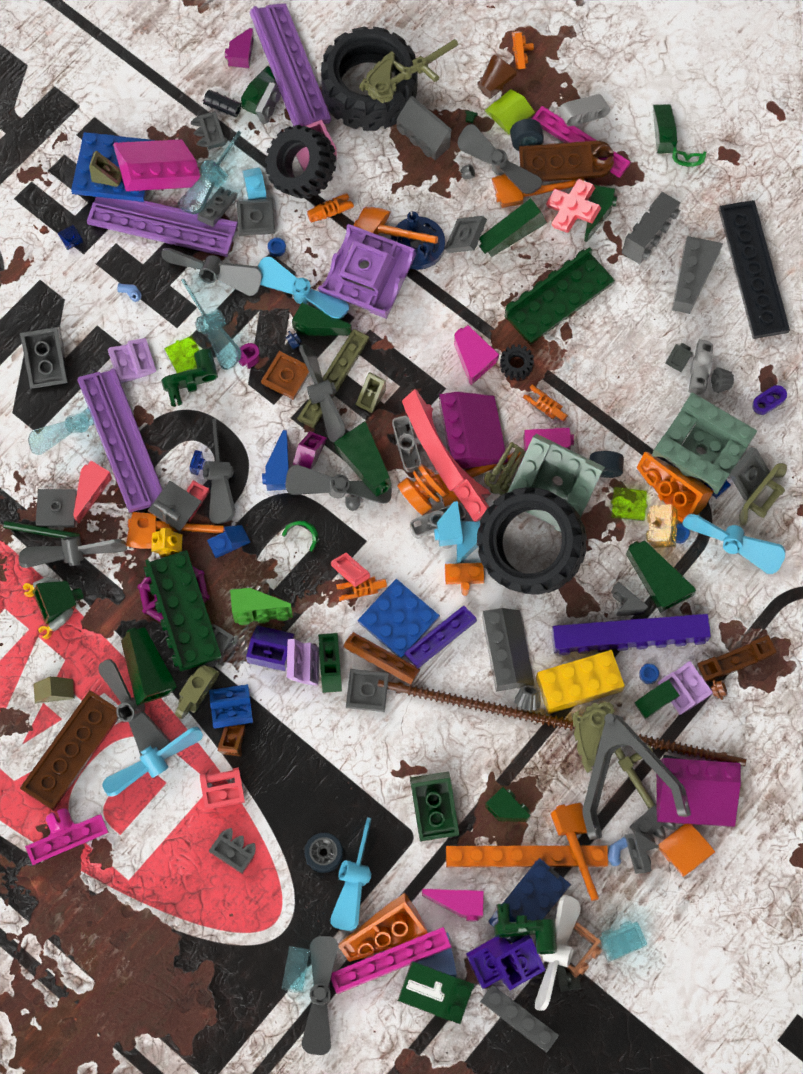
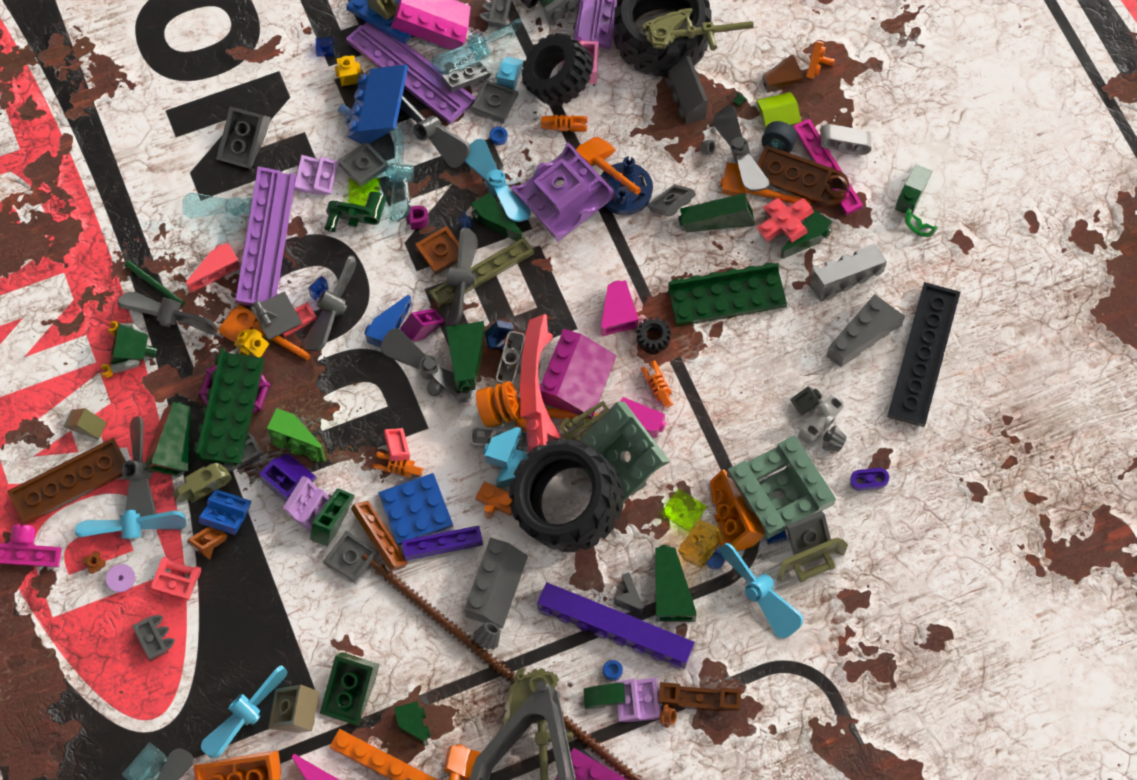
camera: 30 degrees right, 5 degrees down
(56, 508) = (176, 270): dark grey plate -> none
(106, 249) = (347, 70): none -> yellow brick
(132, 813) = (92, 568): none -> dark orange plate
(155, 267) = (377, 103): none -> blue slope
(171, 330) = (363, 164): none -> dark grey plate
(171, 813) = (120, 578): none -> lavender piece
(229, 540) = (307, 369): blue slope -> none
(311, 527) = (384, 400): green helmet -> none
(315, 845) = (229, 668): wheel -> none
(371, 392) = (506, 300): olive slope -> none
(380, 427) = (496, 333): none -> dark blue bracket
(396, 850) = (294, 709): none -> dark tan slope
(579, 682) = (543, 644): yellow brick -> none
(611, 461) = (681, 463): black wheel -> none

